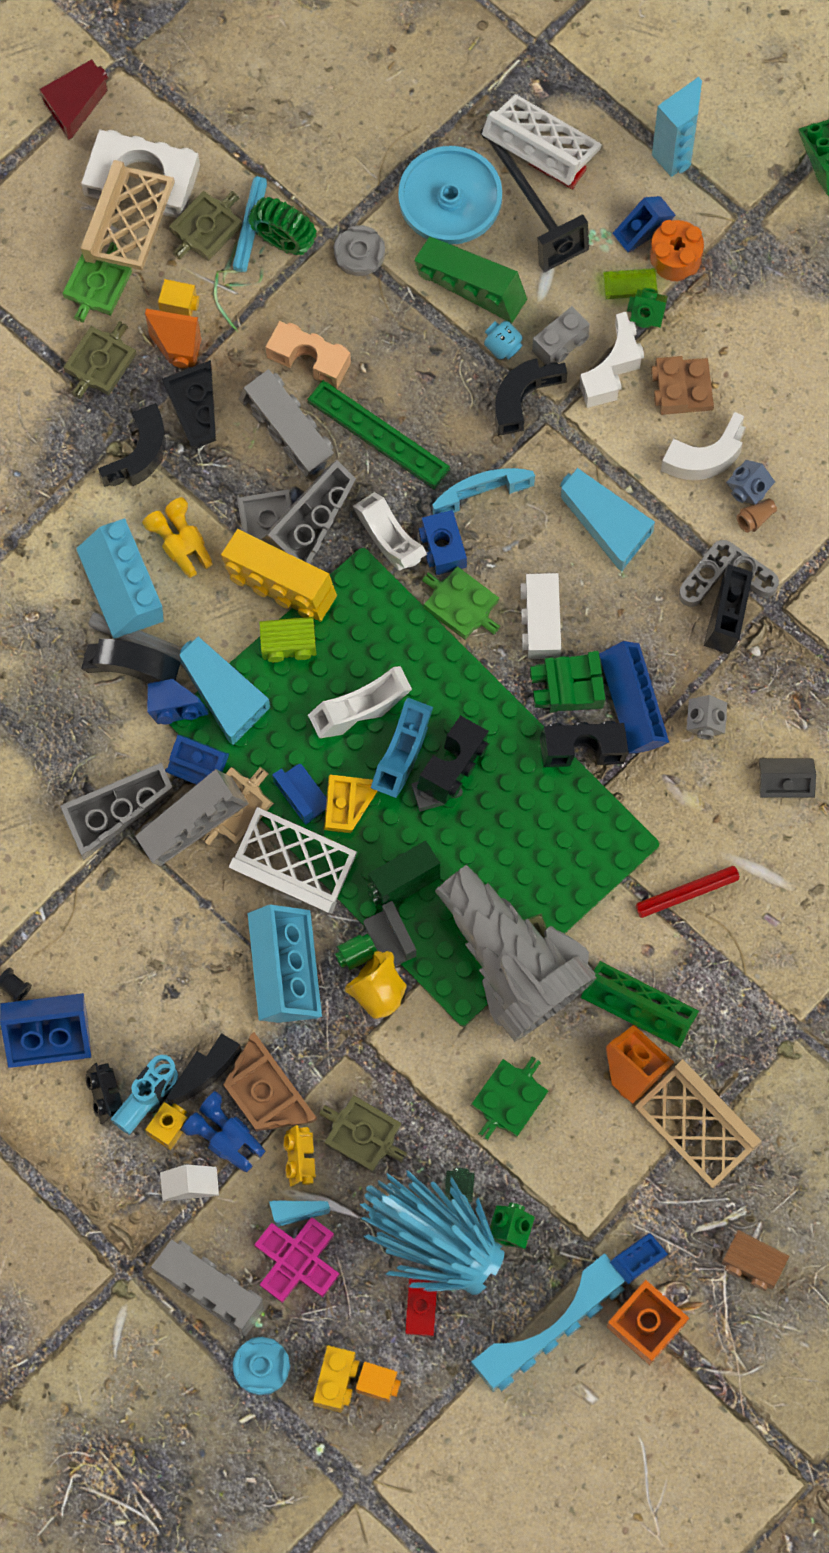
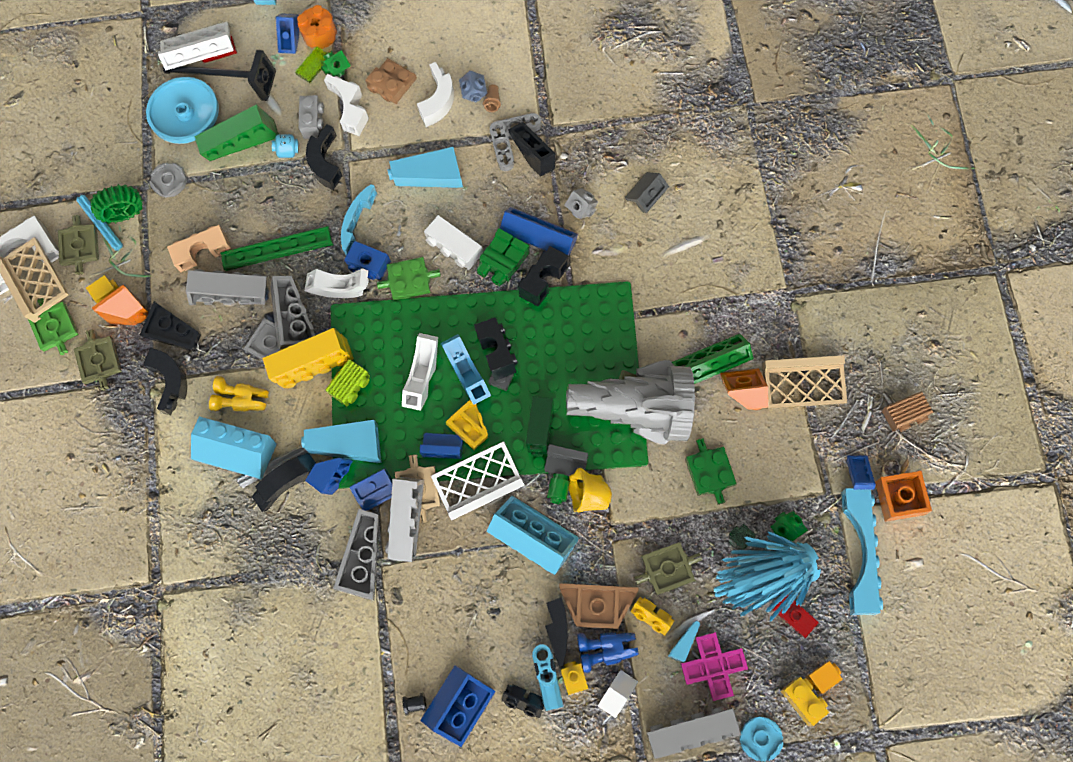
camera: 45 degrees left, 0 degrees up
(687, 891) = (668, 288): red axle -> none

